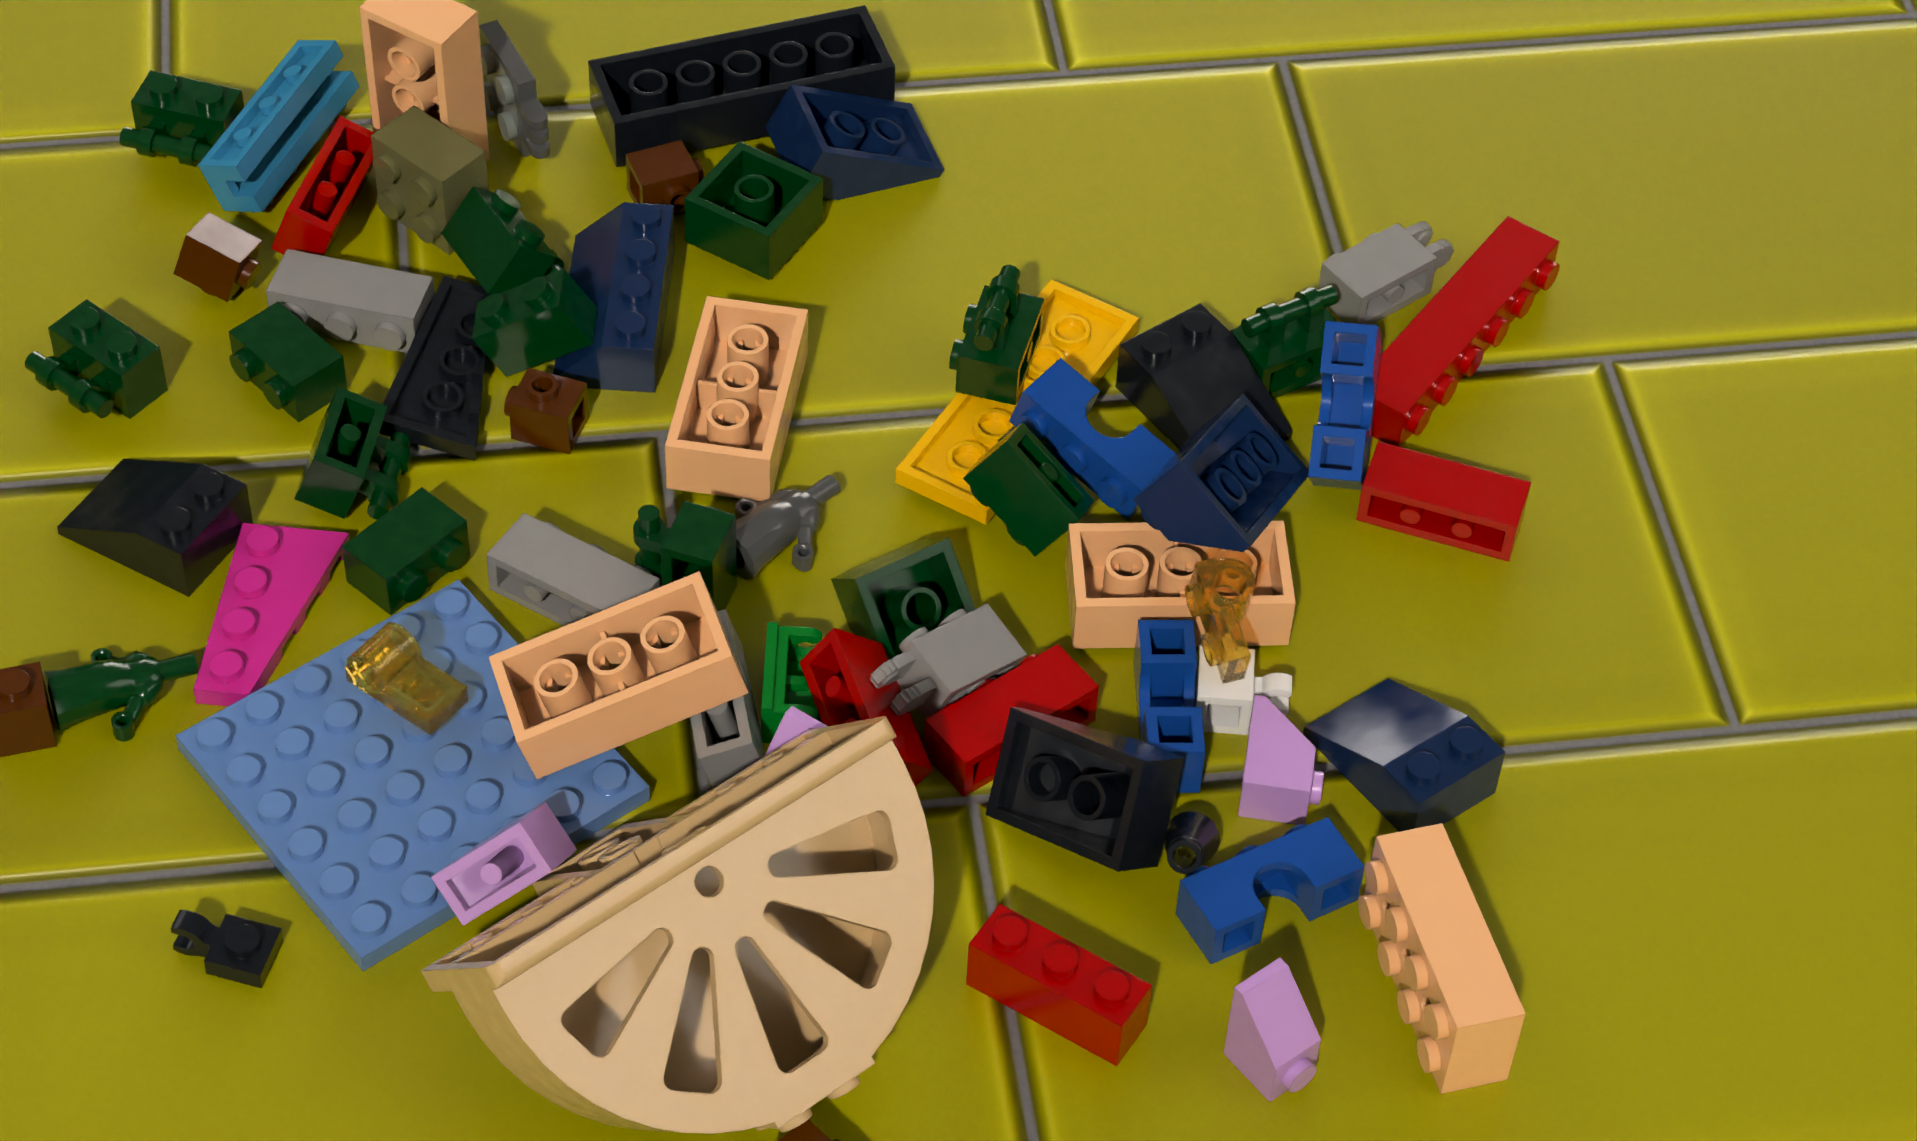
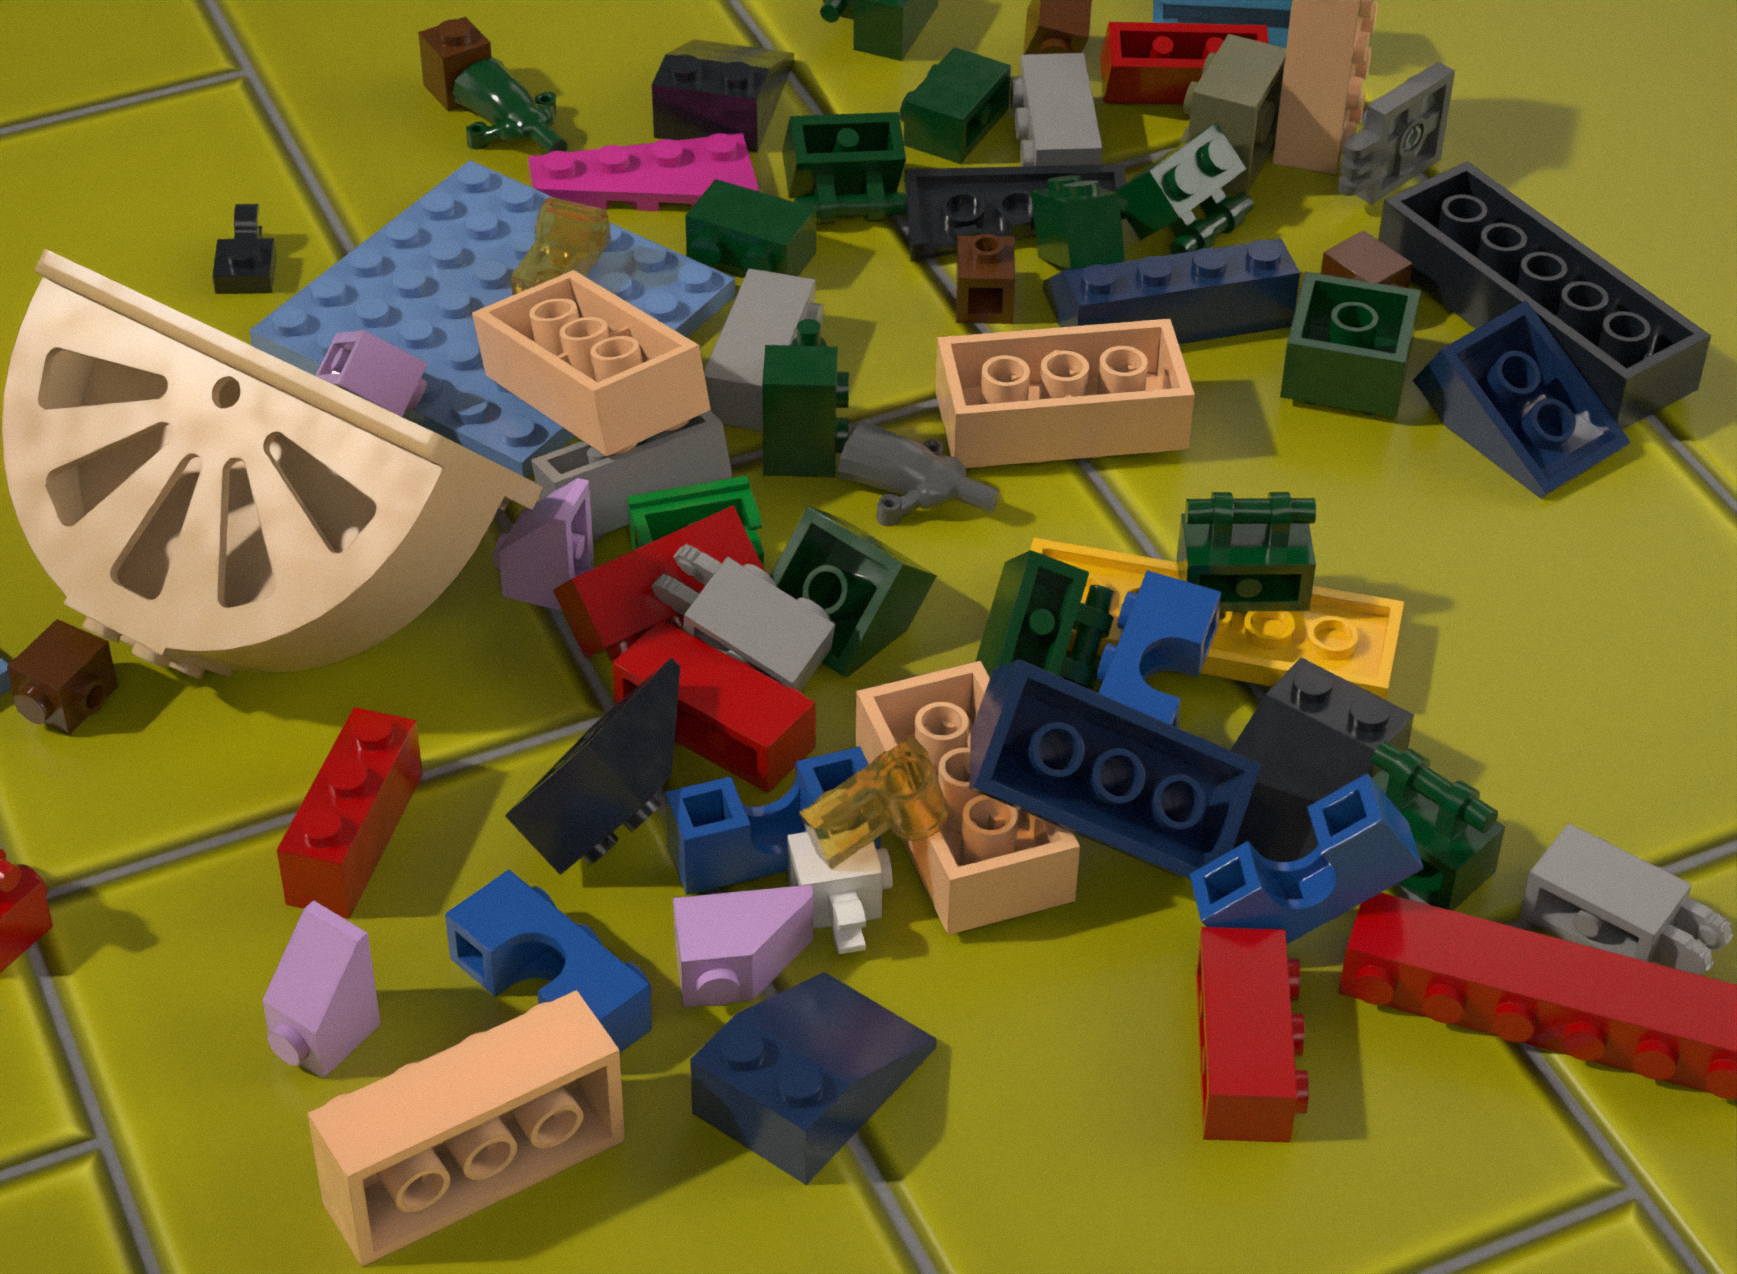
camera: 75 degrees right, 5 degrees down
(1193, 831) = (579, 879): black cone -> none

